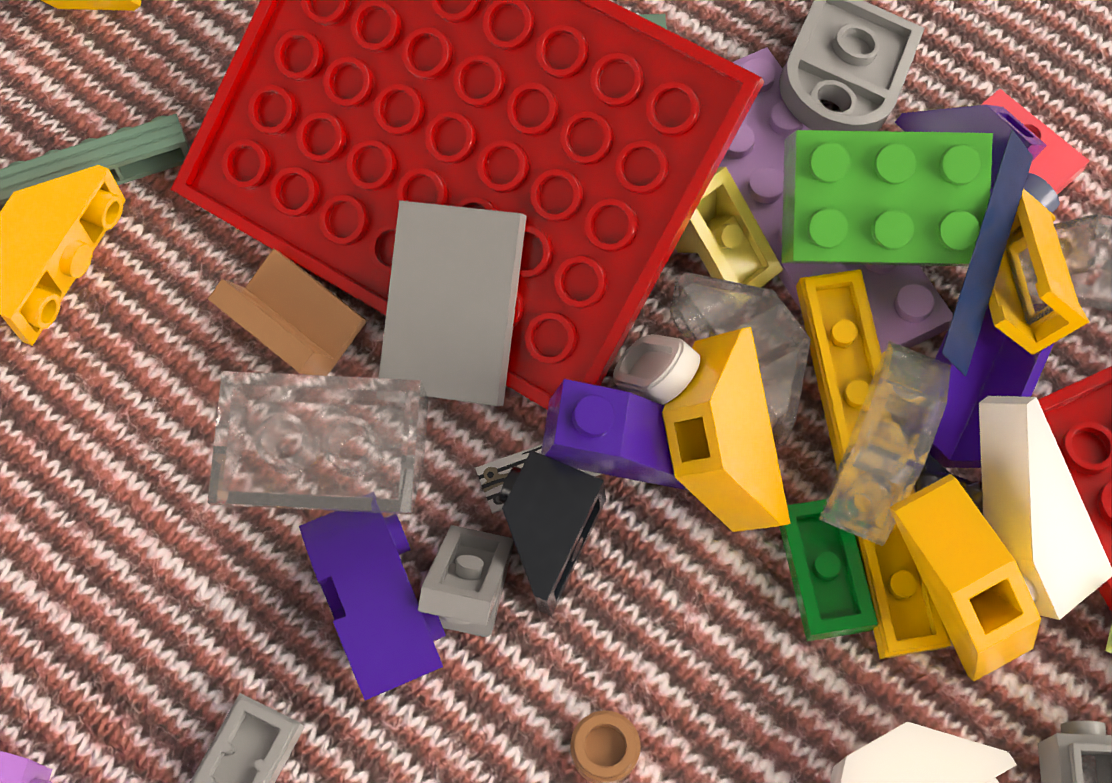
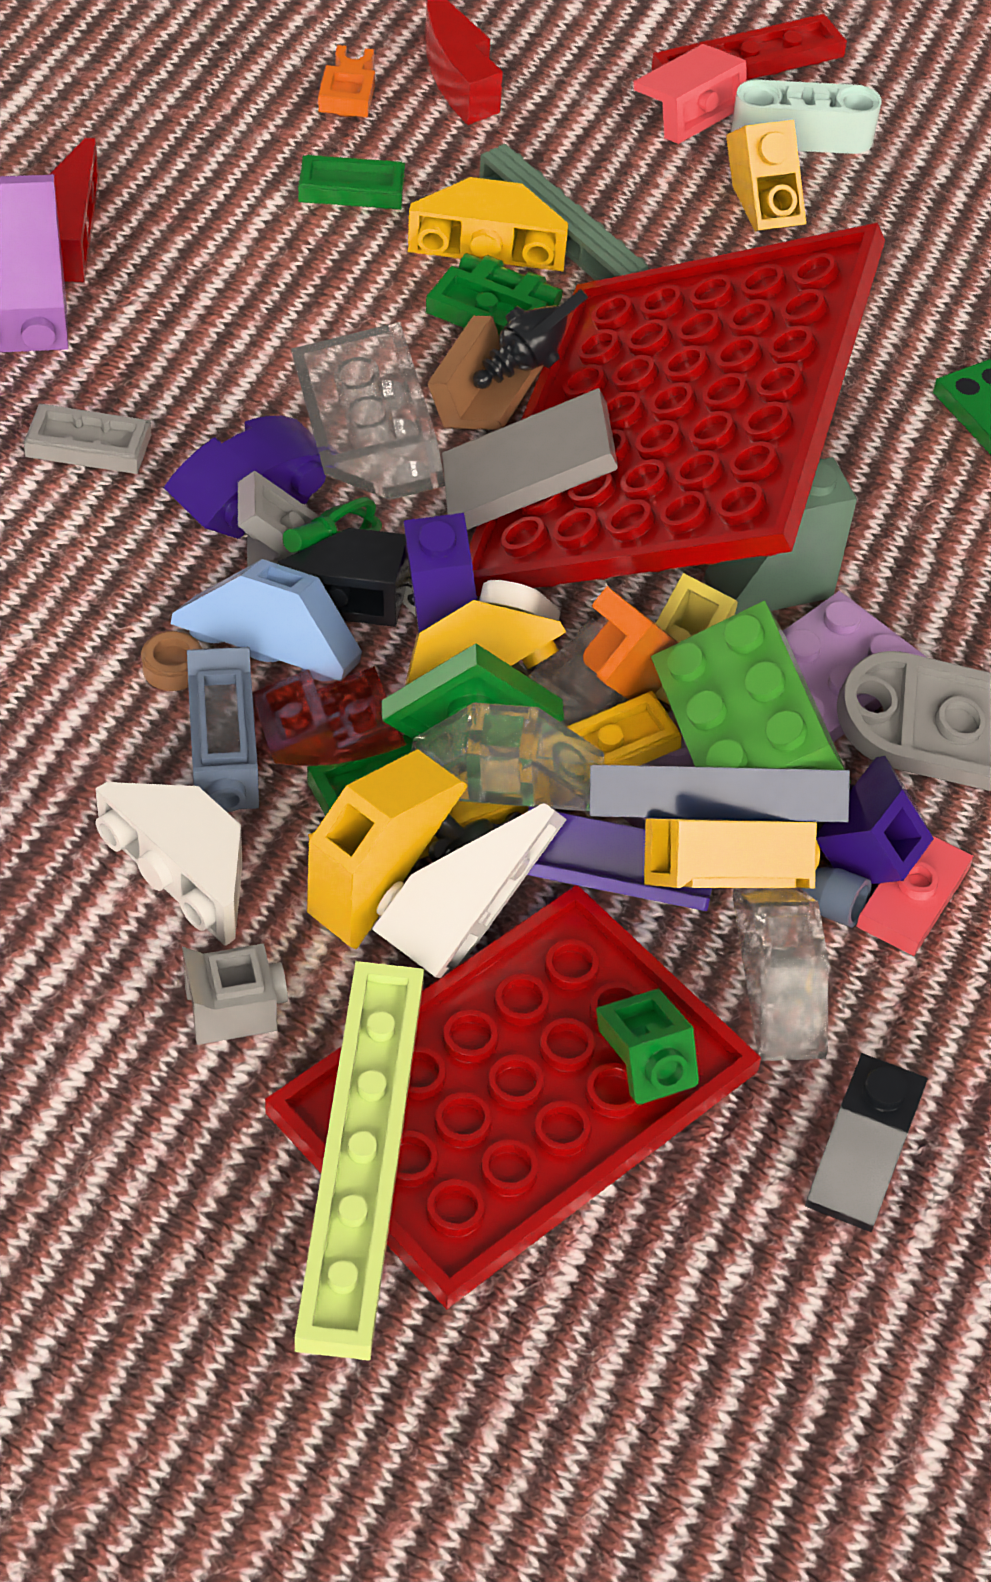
camera: 70 degrees right, 15 degrees down
(169, 285) = (487, 289): none -> green plate
(272, 250) = (528, 341): none -> black piece
(487, 537) = (324, 525): none -> green piece
(593, 628) = (277, 616): none -> light blue slope
(744, 714) = (223, 726): none -> sand blue window
(748, 599) = (325, 723): none -> clear red slope
(768, 276) = (625, 647): none -> orange panel
(820, 456) = (460, 681): none -> green plate

